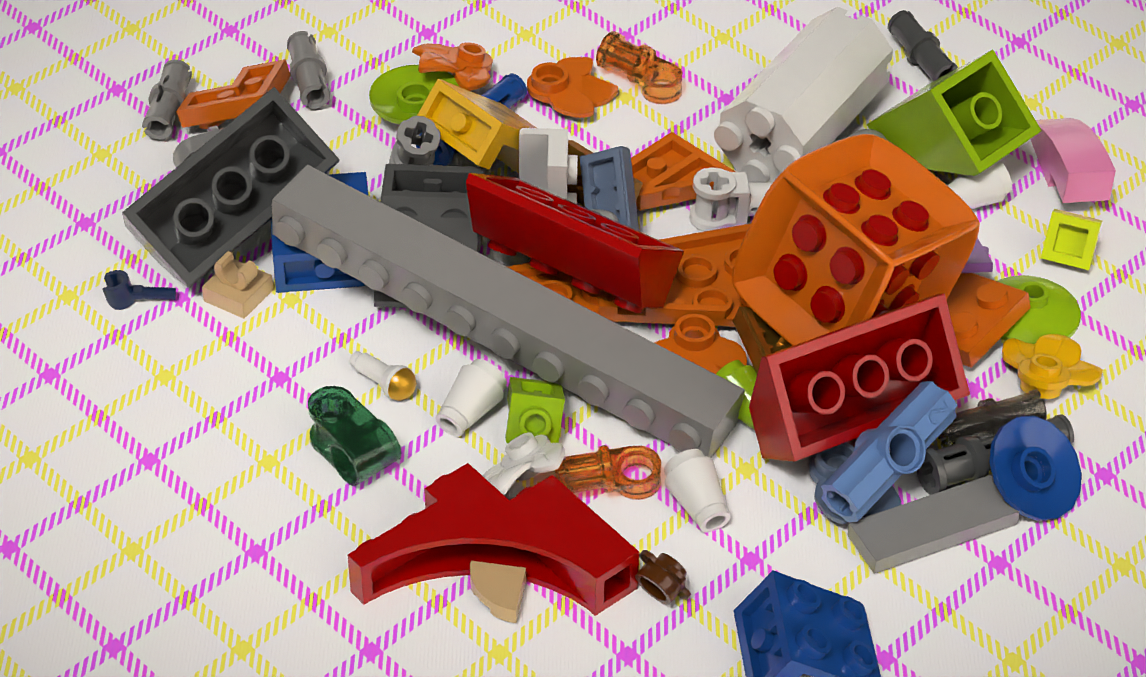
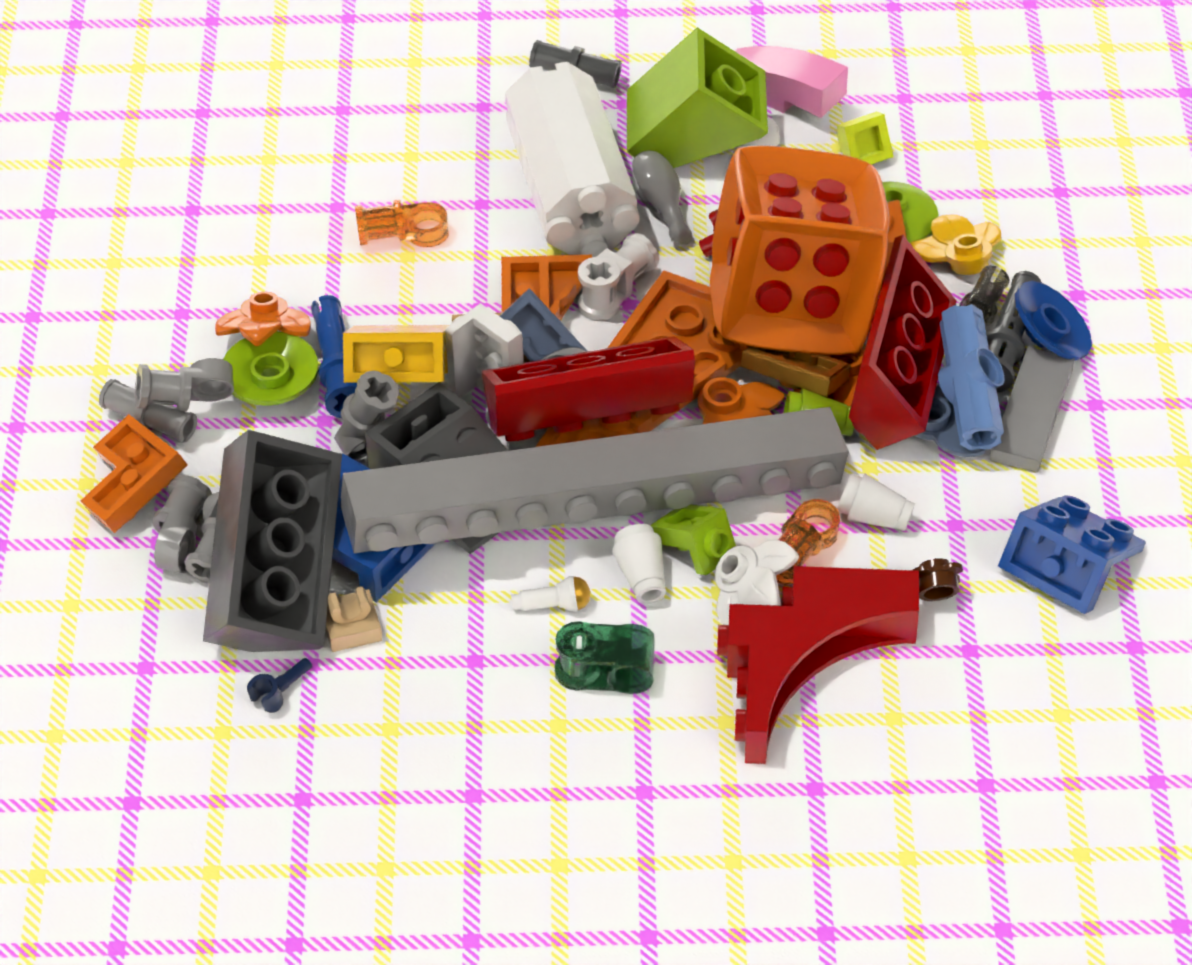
camera: 45 degrees left, 5 degrees up
(166, 98) = (87, 536): light grey pin -> none
(350, 67) = (202, 381): none -> light grey connector
(499, 588) = (841, 675): tan tile -> none
(570, 86) = (366, 278): orange plate -> none

